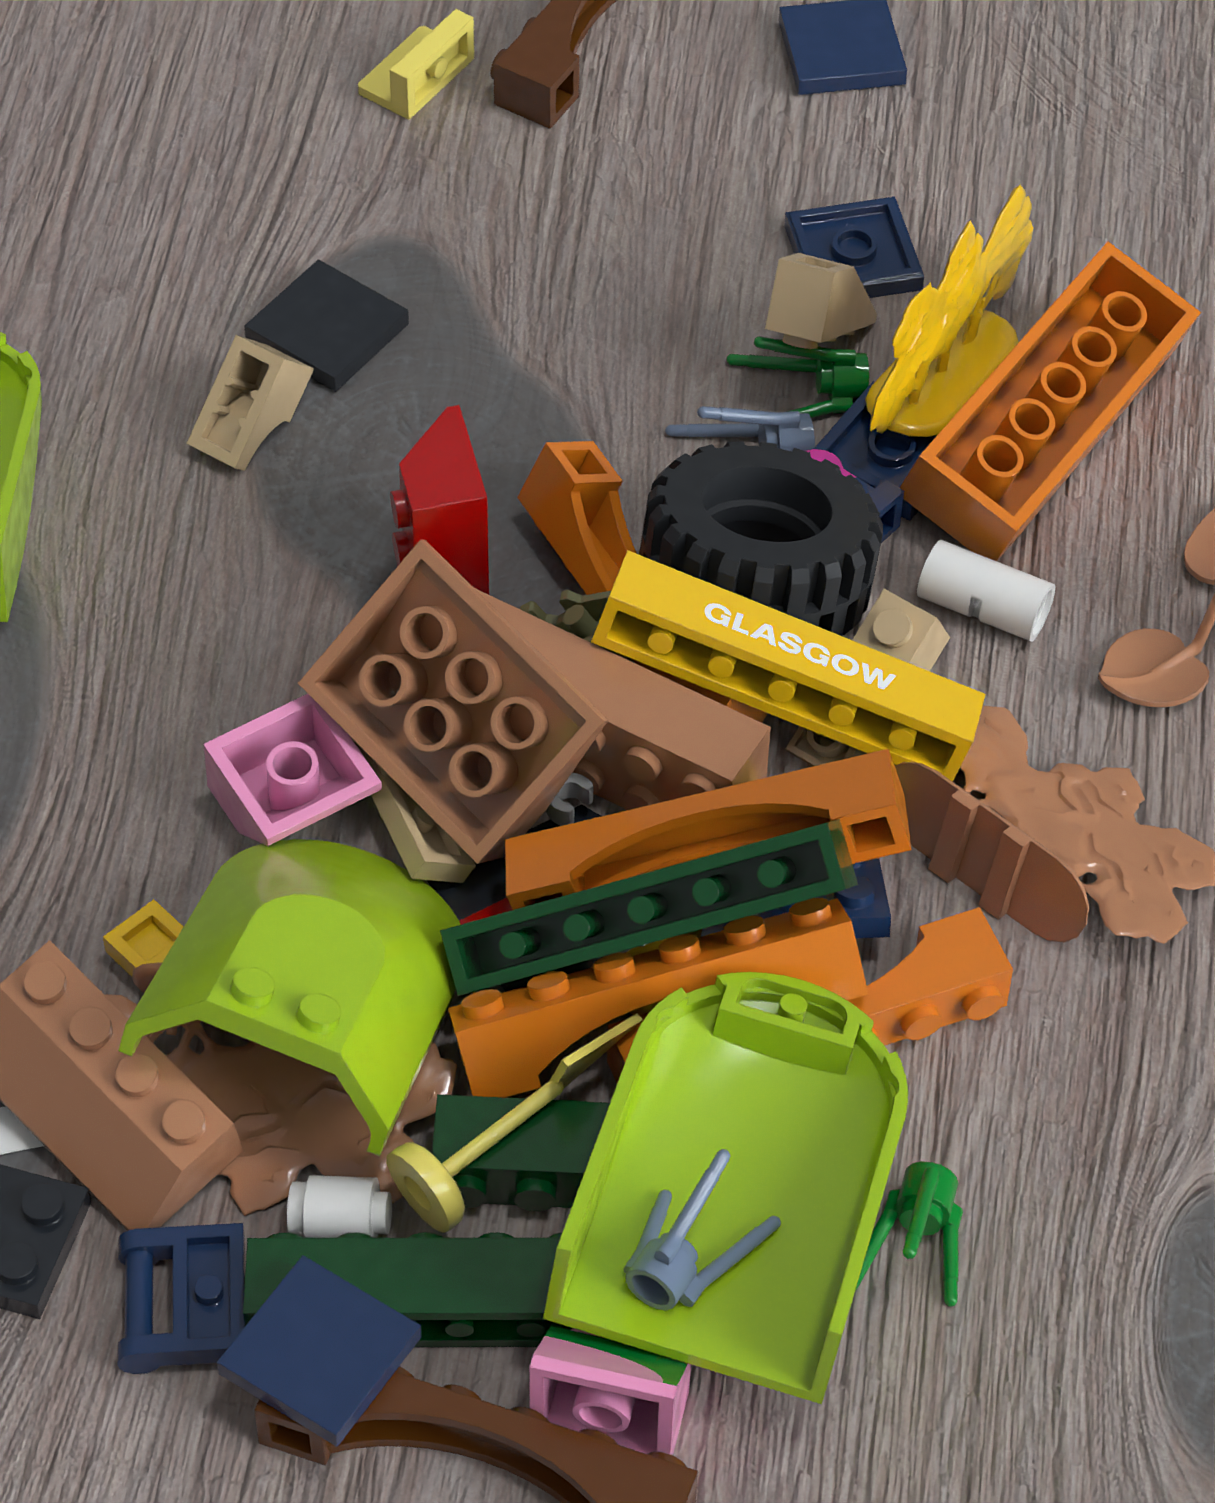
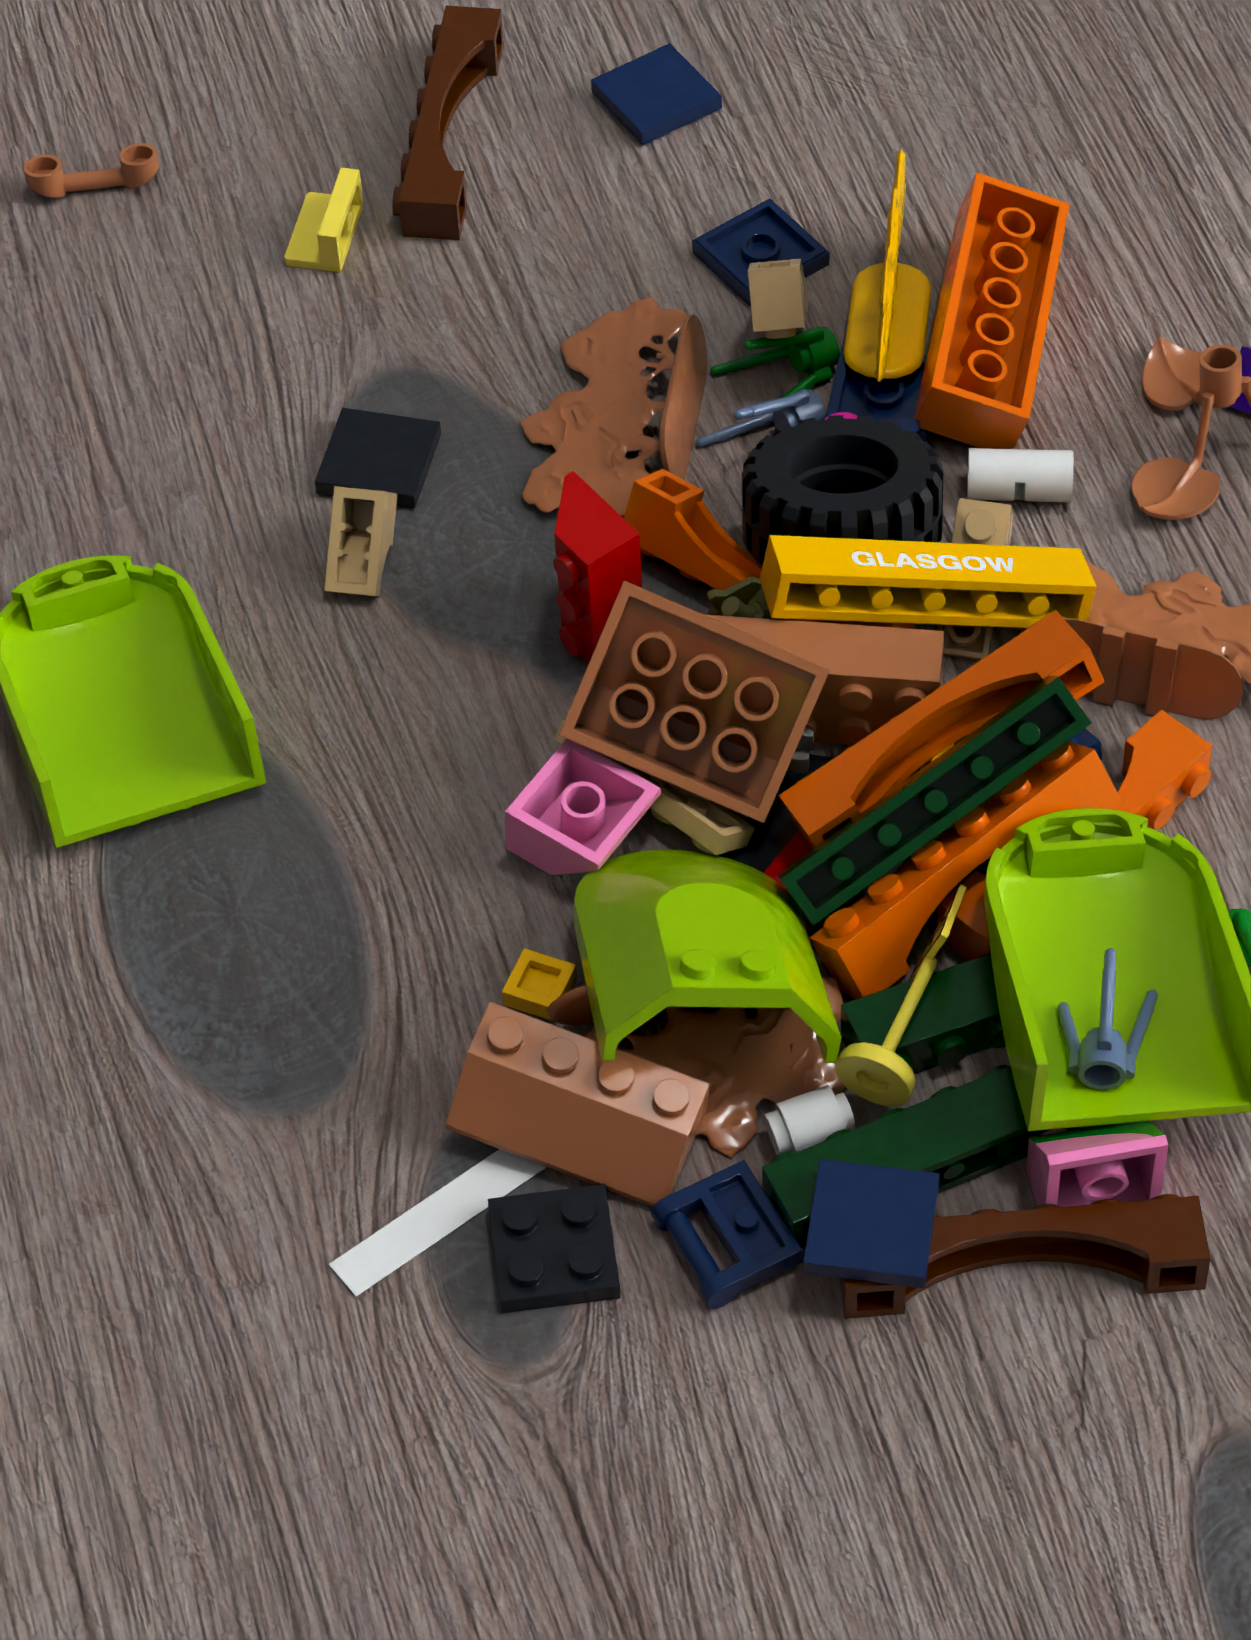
camera: 20 degrees left, 0 degrees up
(579, 367) = (608, 416): none -> nougat plant

